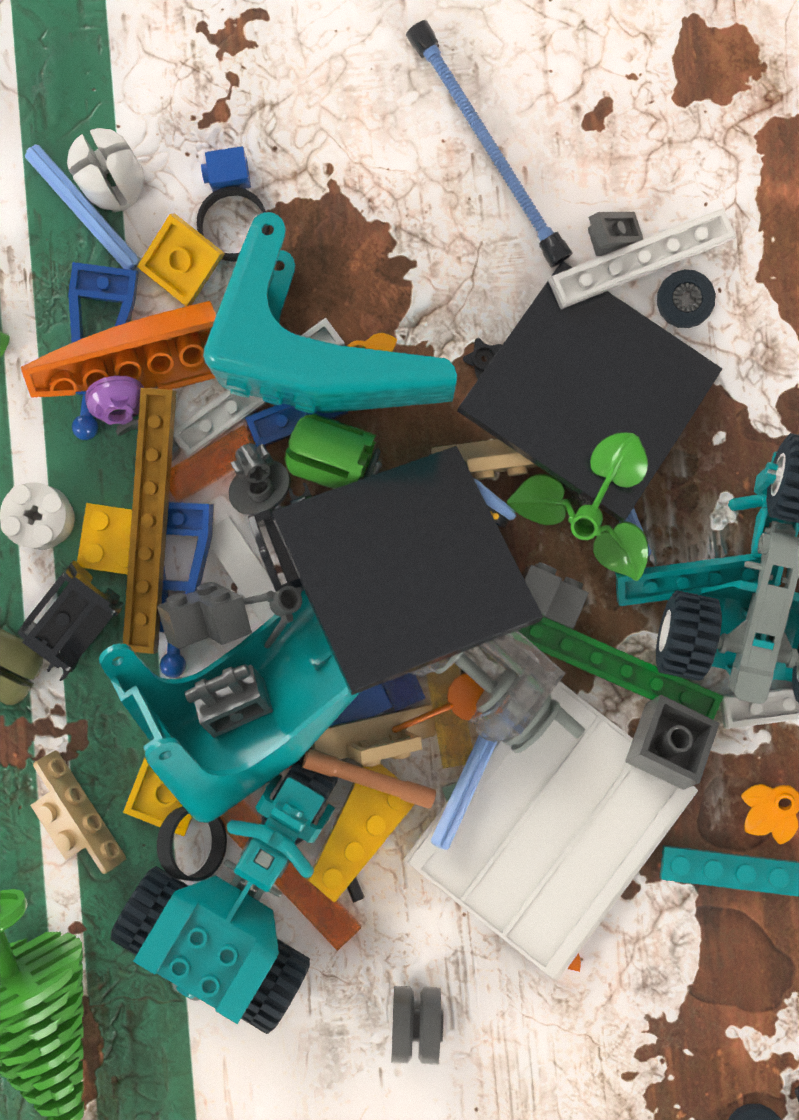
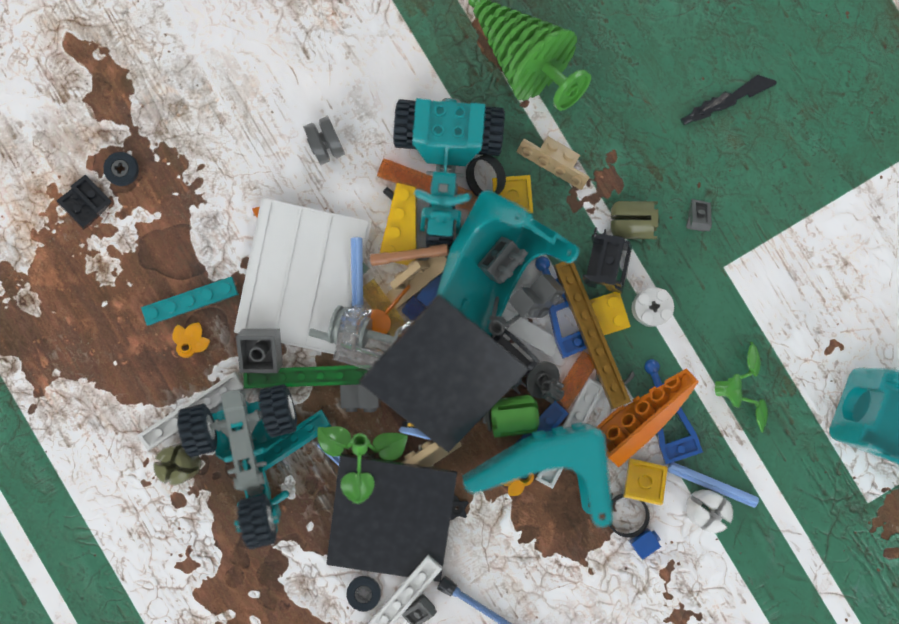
camera: 150 degrees right, 0 degrees up
(114, 394) = (642, 389): medium lavender piece -> none

